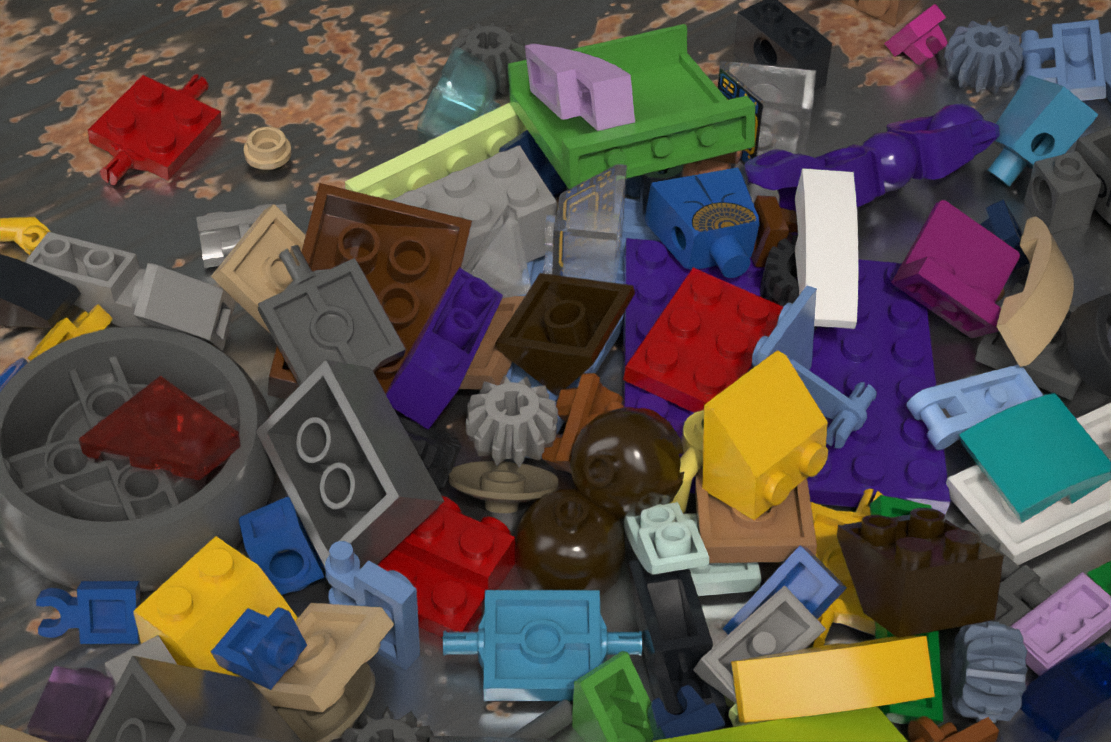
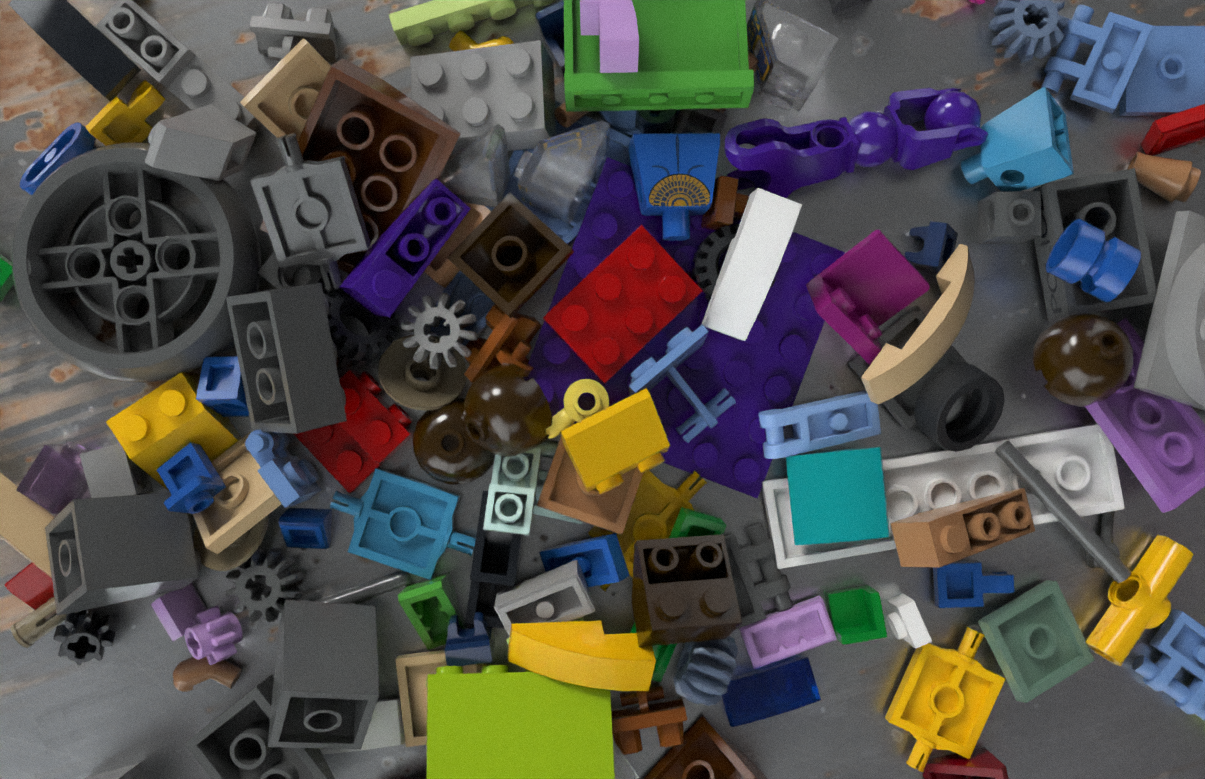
camera: 15 degrees right, 40 degrees up
(100, 612) = (91, 391): blue plate -> none
(163, 431) = (150, 282): clear red wing -> none
(419, 687) = (306, 527): none -> blue slope

